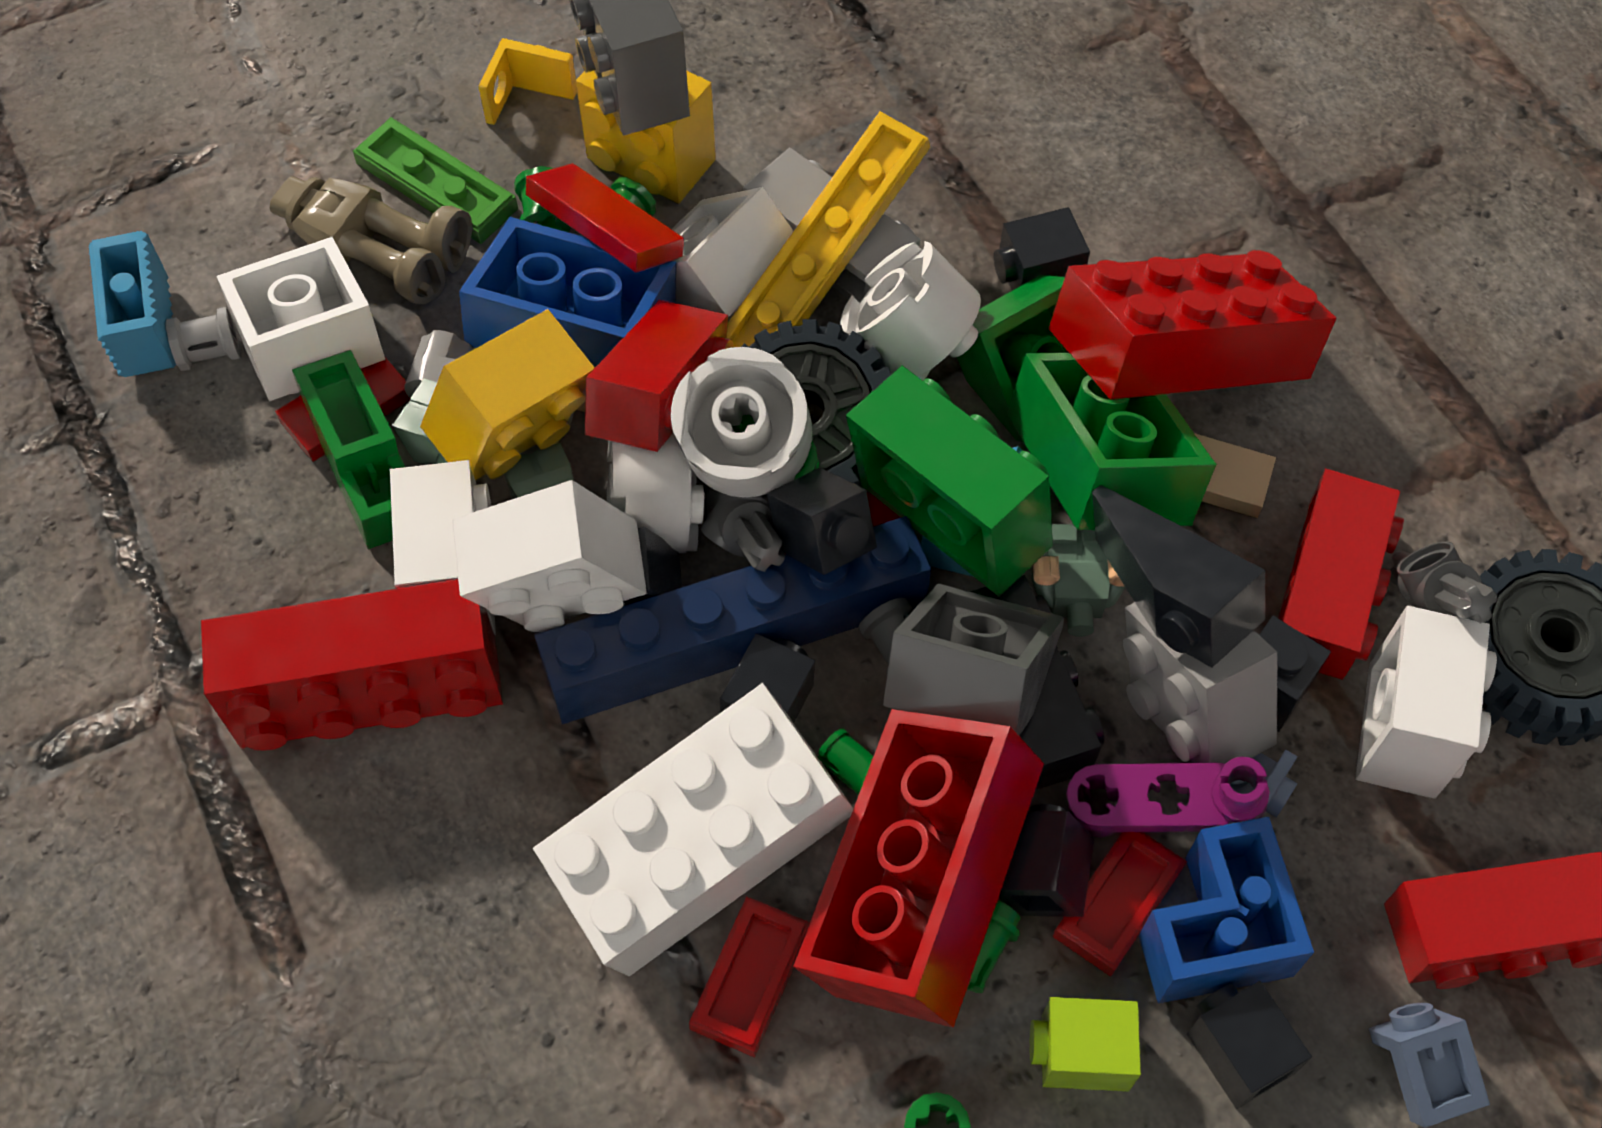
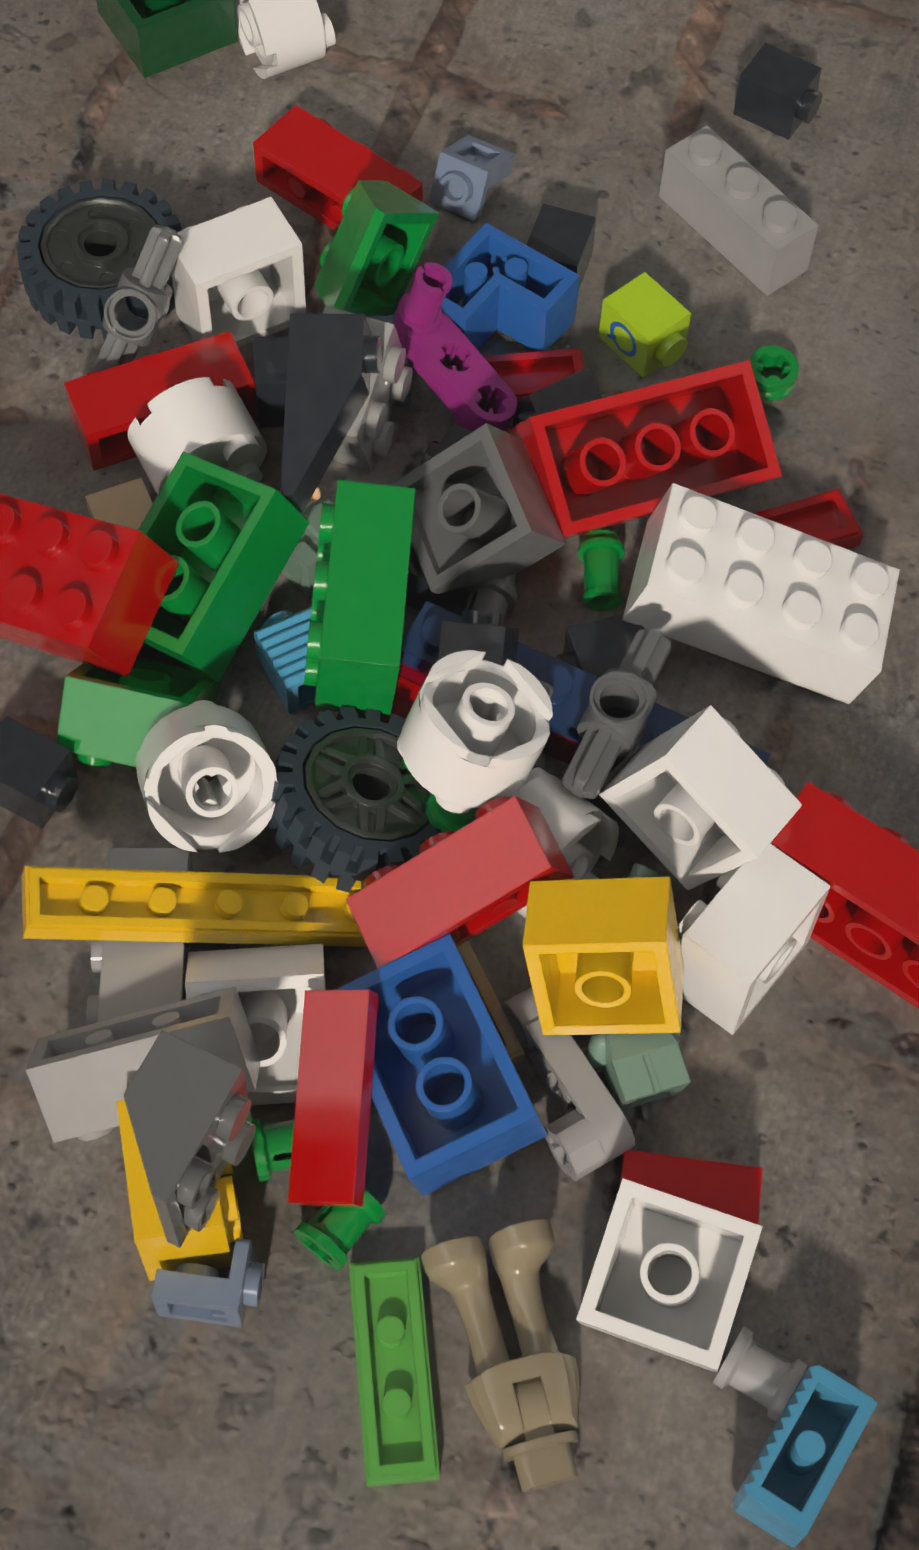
camera: 135 degrees left, 0 degrees up
(353, 439) = (723, 1112): green slope -> none
(526, 68) = (207, 1422): yellow bracket -> none
(563, 124) = (200, 1295): none -> sand blue bracket
(688, 599) = (610, 737): none -> dark grey axle
(736, 150) = (90, 1067): none -> light grey brick
(1256, 524) = (201, 422): none -> white brick
(1360, 833) = (374, 249): none -> green slope

